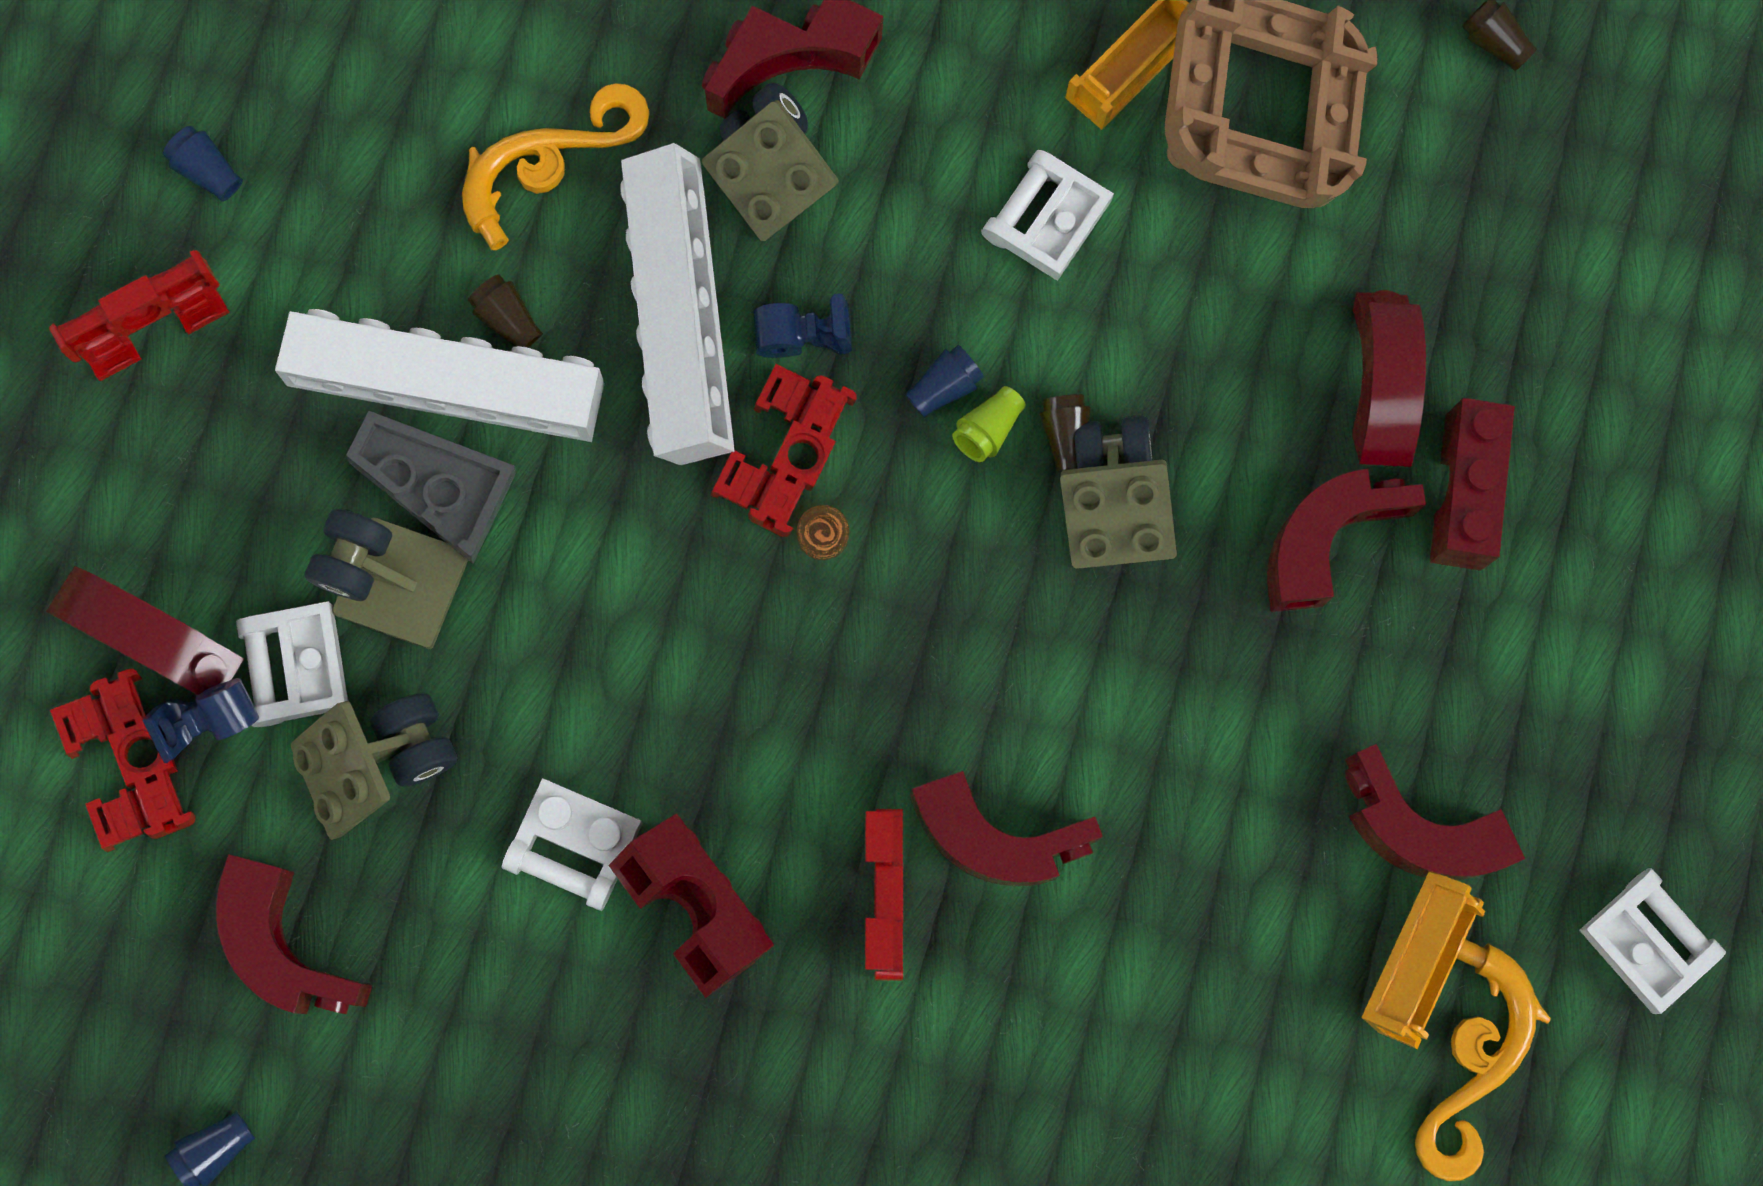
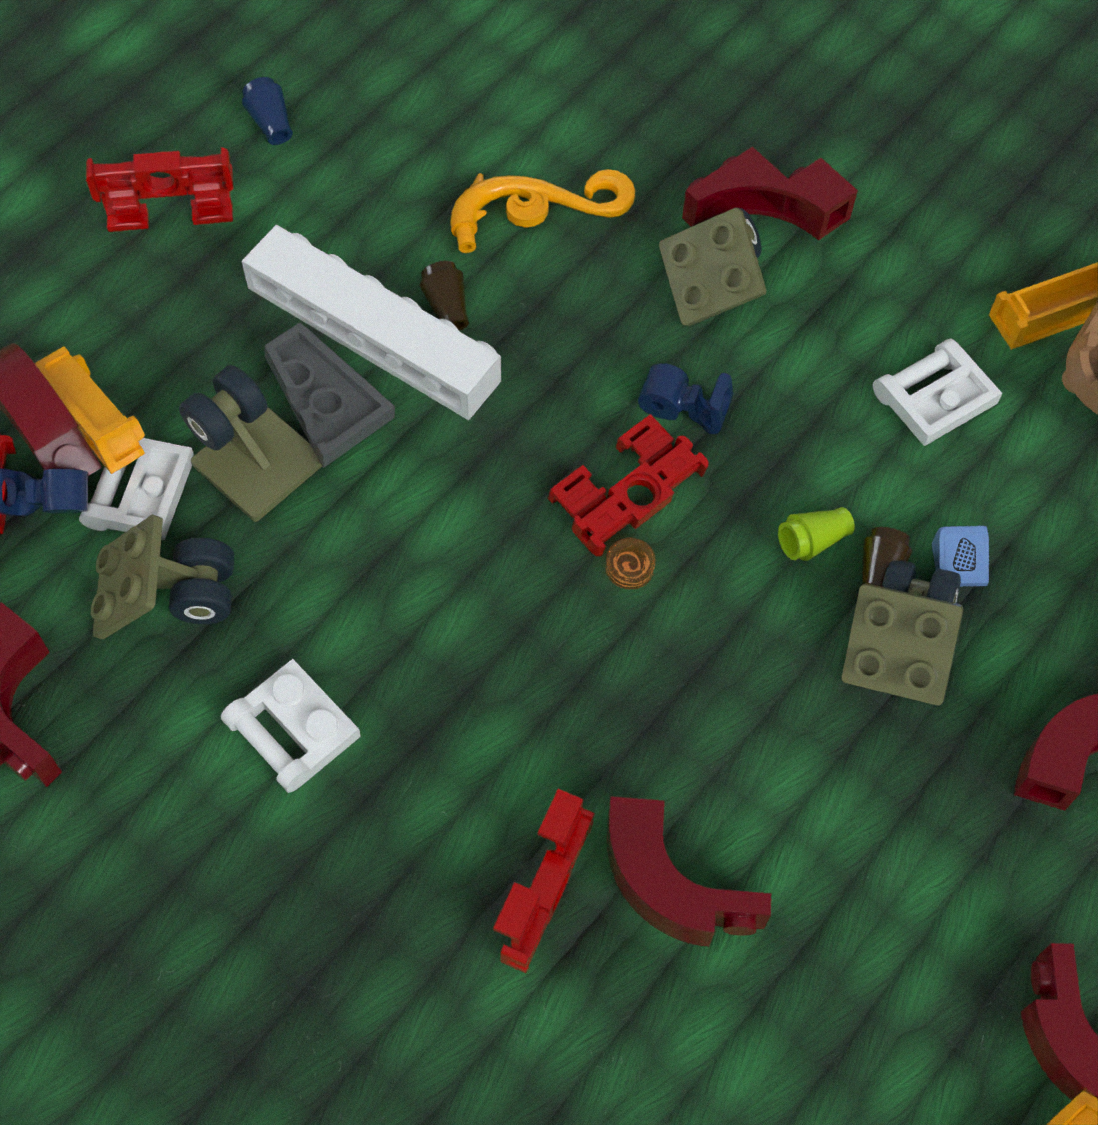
camera: 30 degrees right, 15 degrees down
(202, 608) = (102, 425): none -> light orange container
(674, 866) = (365, 774): dark red arch -> none
(676, 306) = (586, 341): white brick -> none
(945, 381) = (790, 484): dark blue cone -> none
(1138, 388) = (963, 551): none -> medium blue slope

